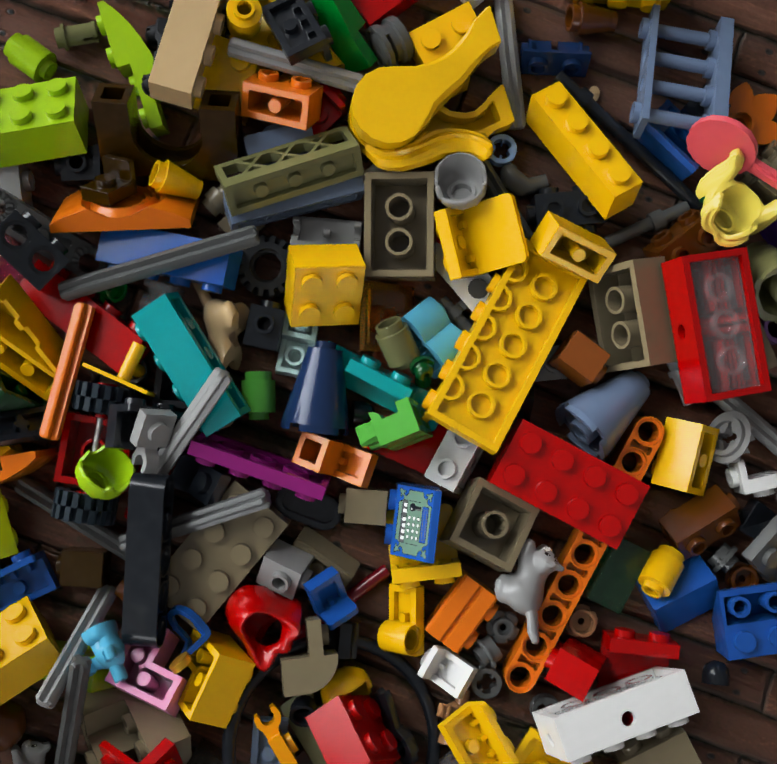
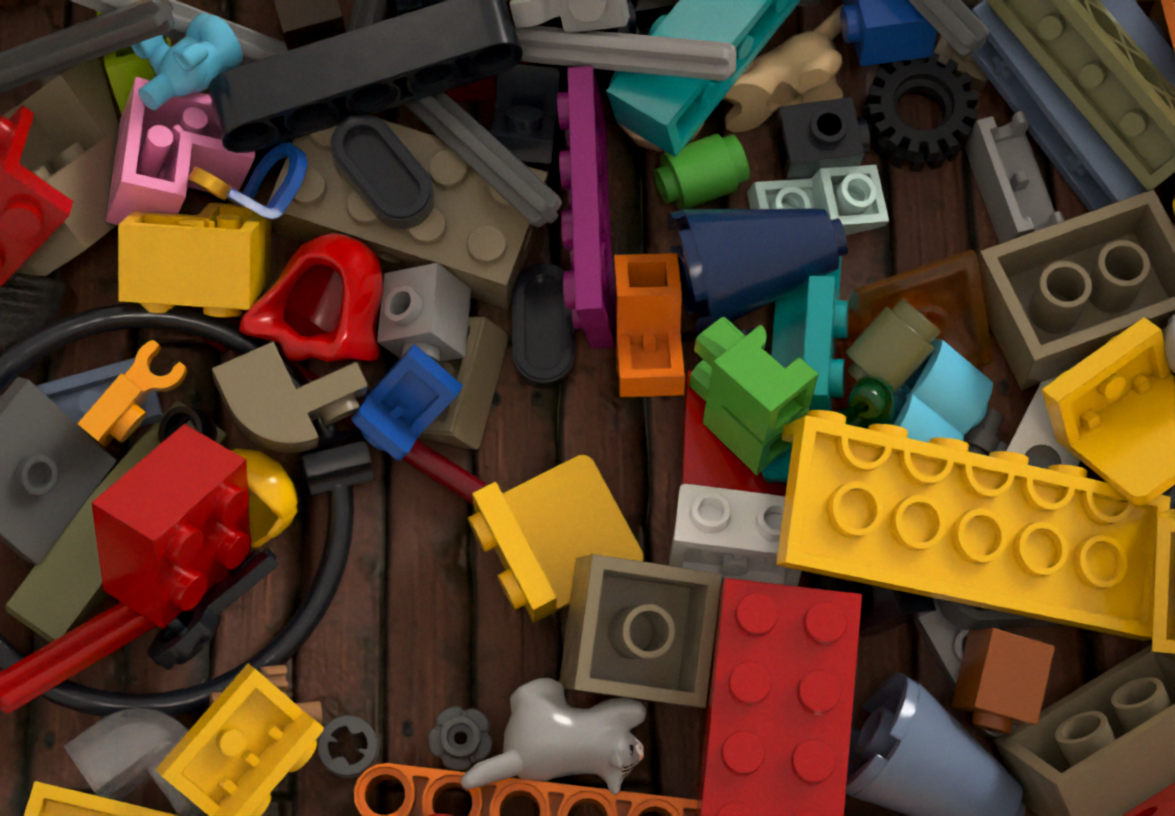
camera: 70 degrees right, 15 degrees down
(204, 568) = (382, 171): none -> black tile
(324, 285) = (936, 192): yellow brick -> none
(364, 505) = (586, 410): dark tan brick -> none
(405, 627) = (395, 561): yellow plate -> none
(414, 521) = (599, 494): slope -> none
(447, 670) = (346, 662): white bracket -> none
(461, 613) = (459, 651): orange brick -> none
(487, 652) = (405, 725): dark grey plate -> none

